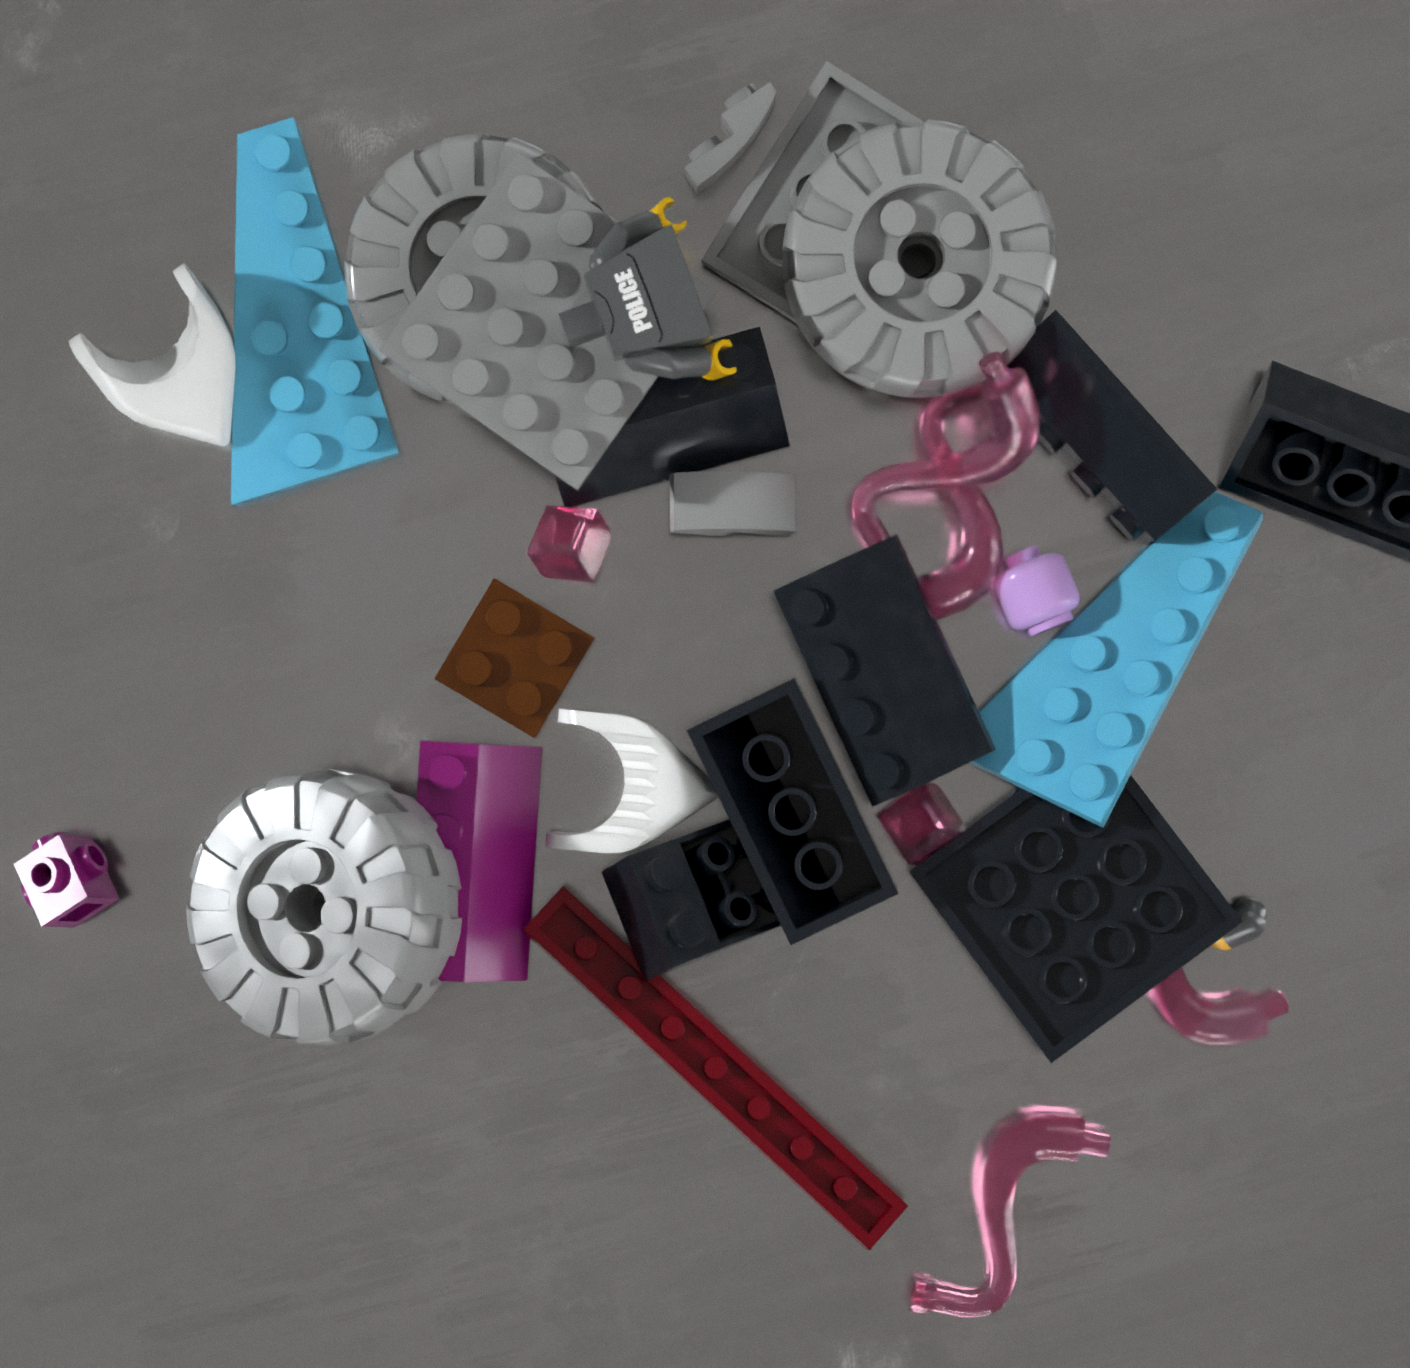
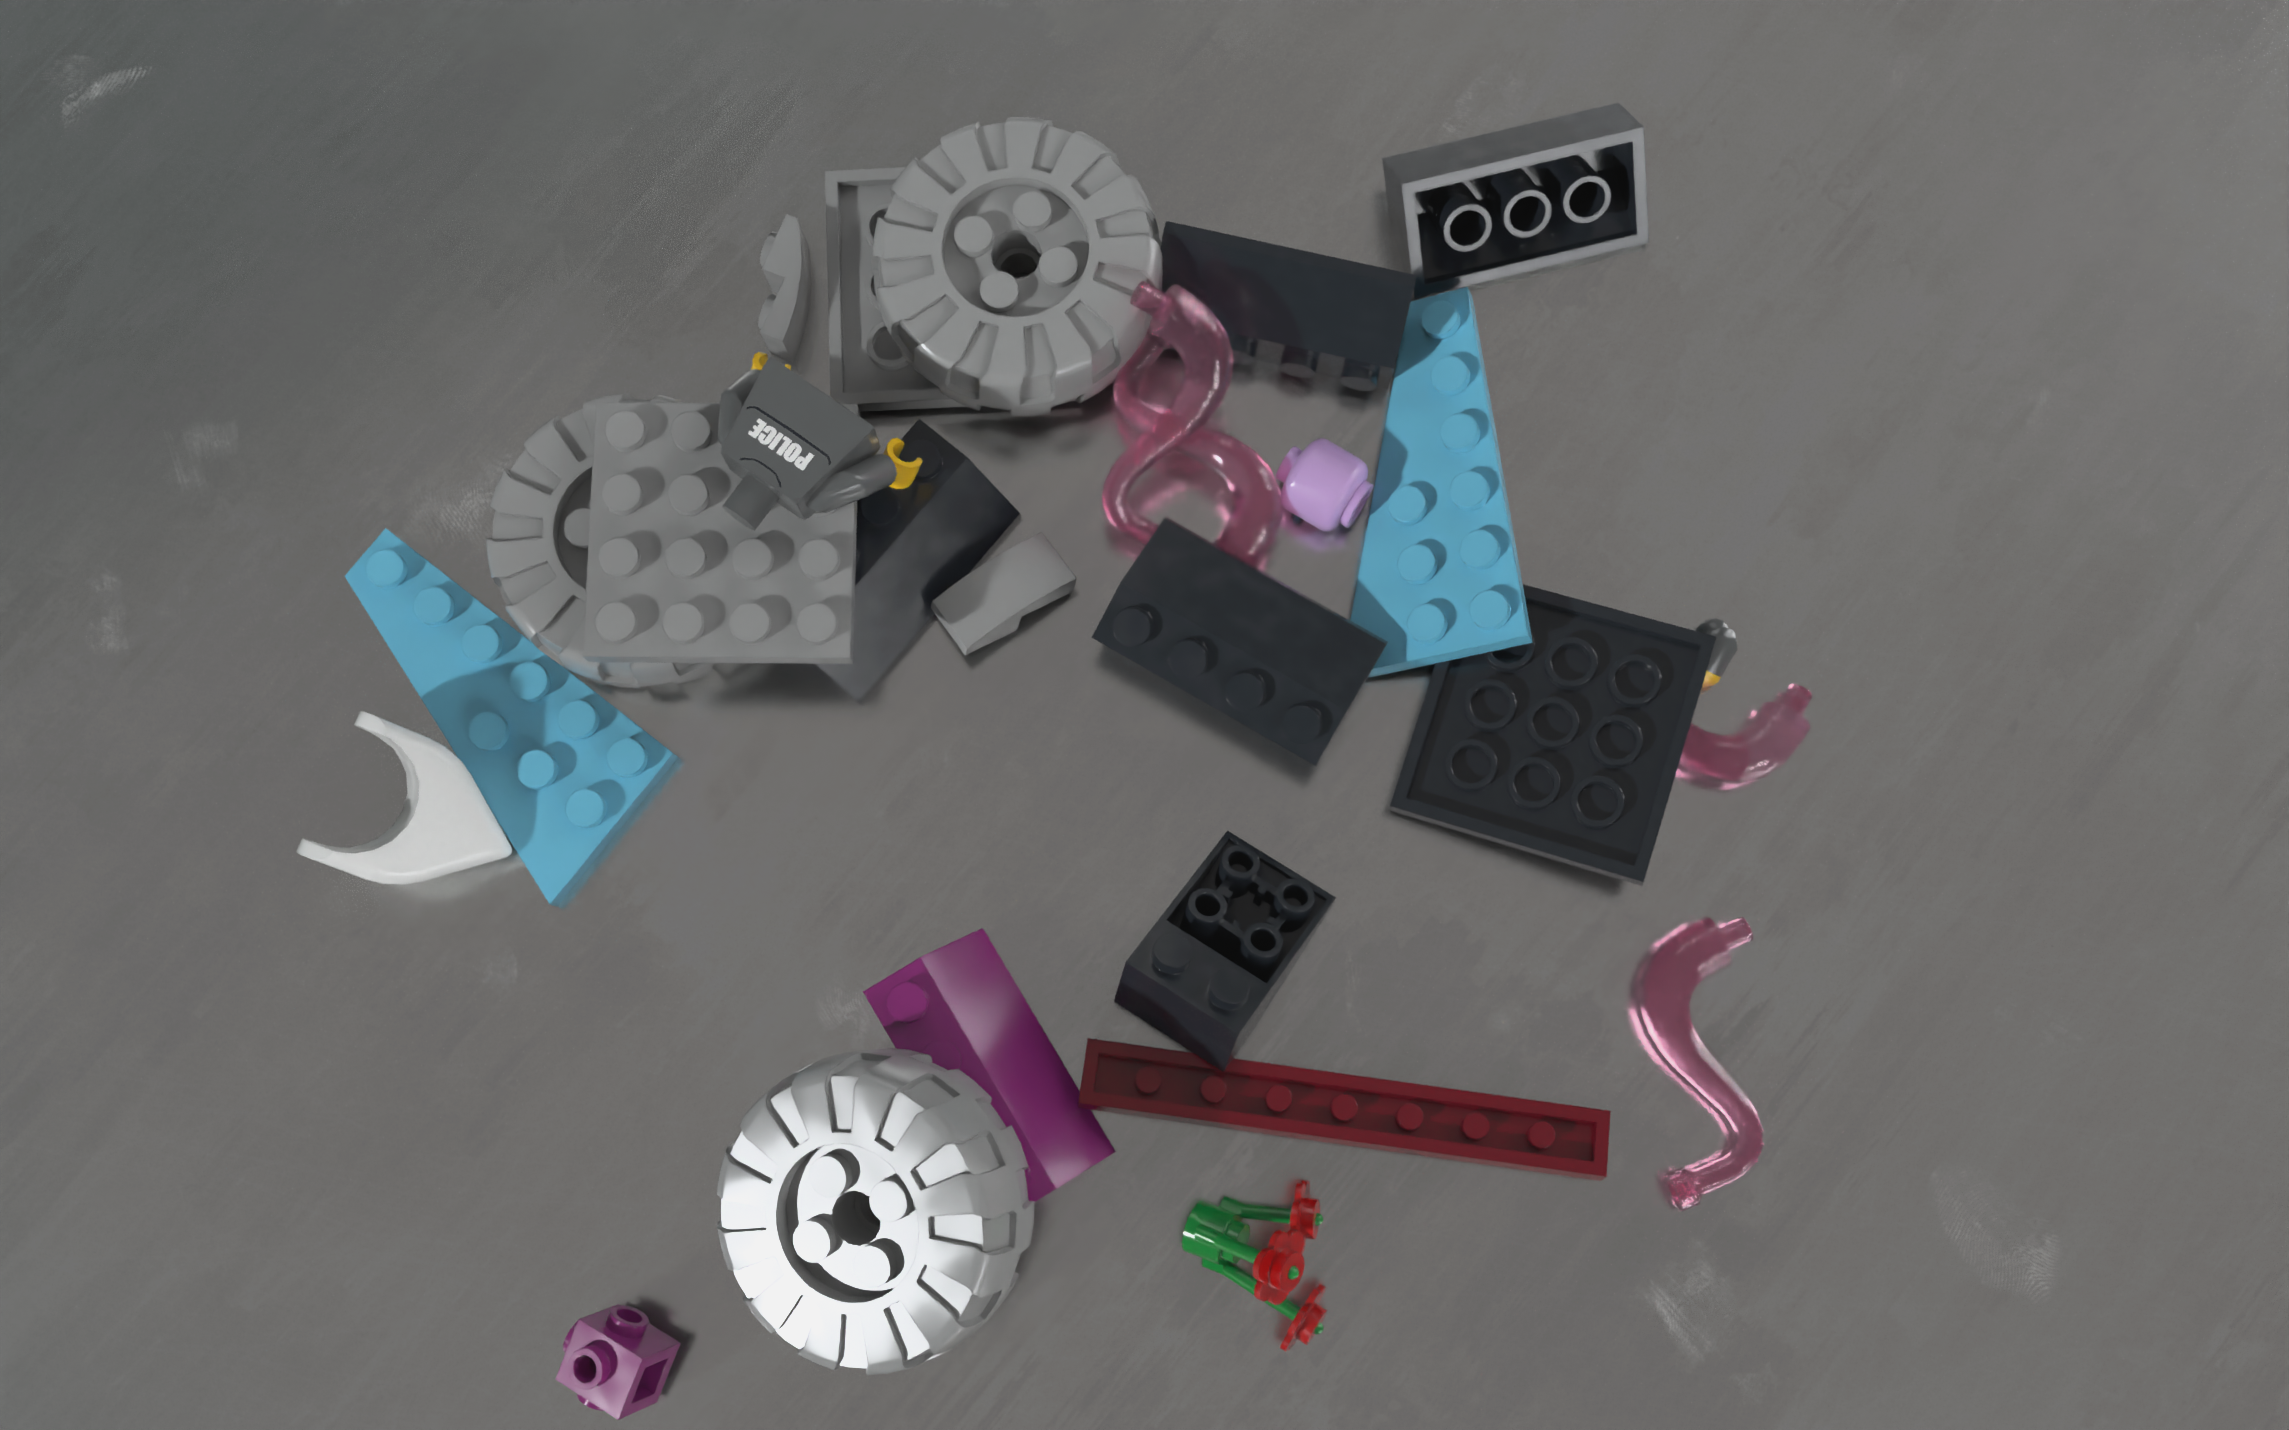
camera: 30 degrees left, 10 degrees down
(514, 658) = (903, 865): reddish brown plate -> none
(558, 1100) = (1223, 1240): none -> plant
(569, 543) = (882, 728): clear pink slope -> none
(658, 788) = (1109, 880): white animal -> none
(793, 811) = (1248, 818): black slope -> none
(922, 823) = (1369, 756): clear pink slope -> none

